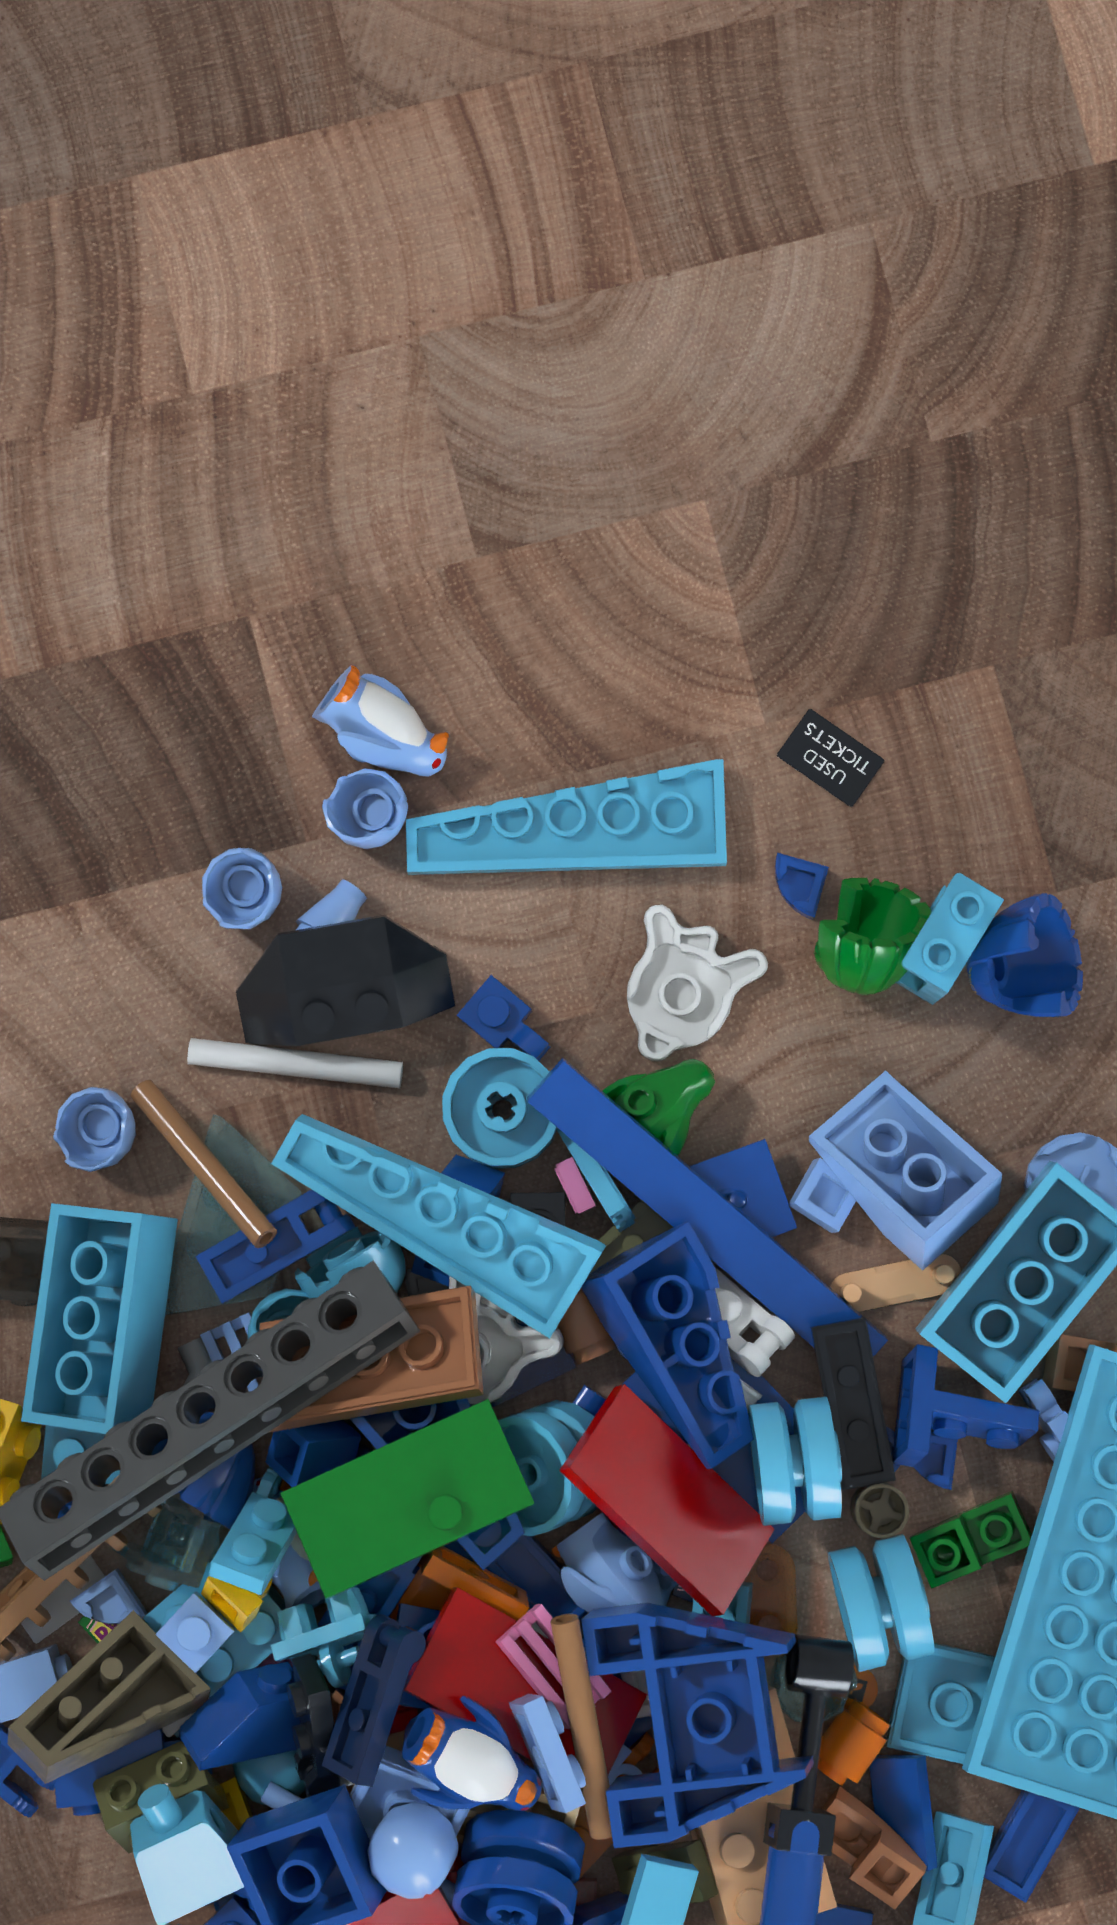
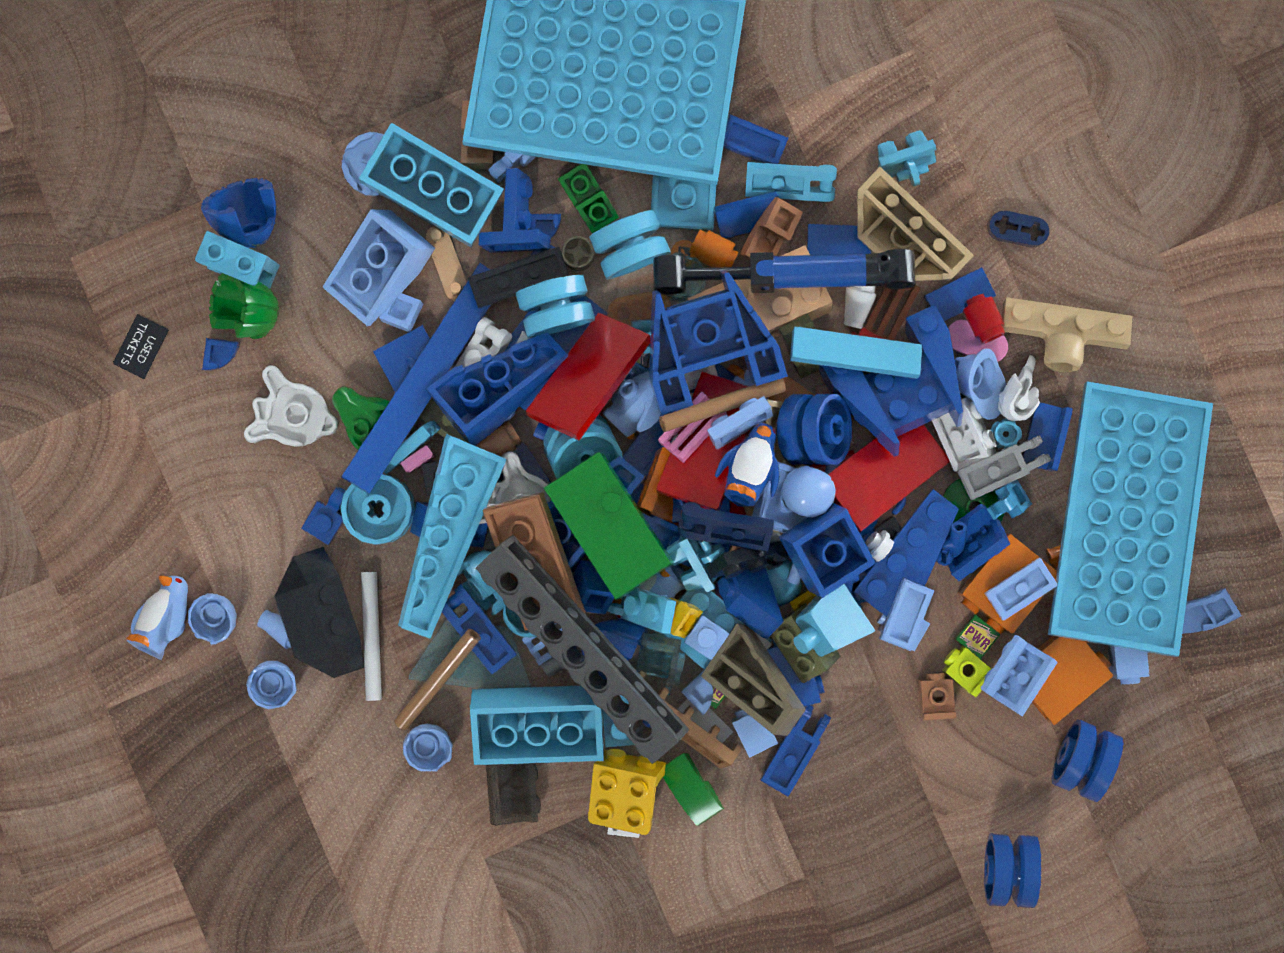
camera: 100 degrees left, 5 degrees up
(620, 824) = (200, 467): medium azure wing -> none

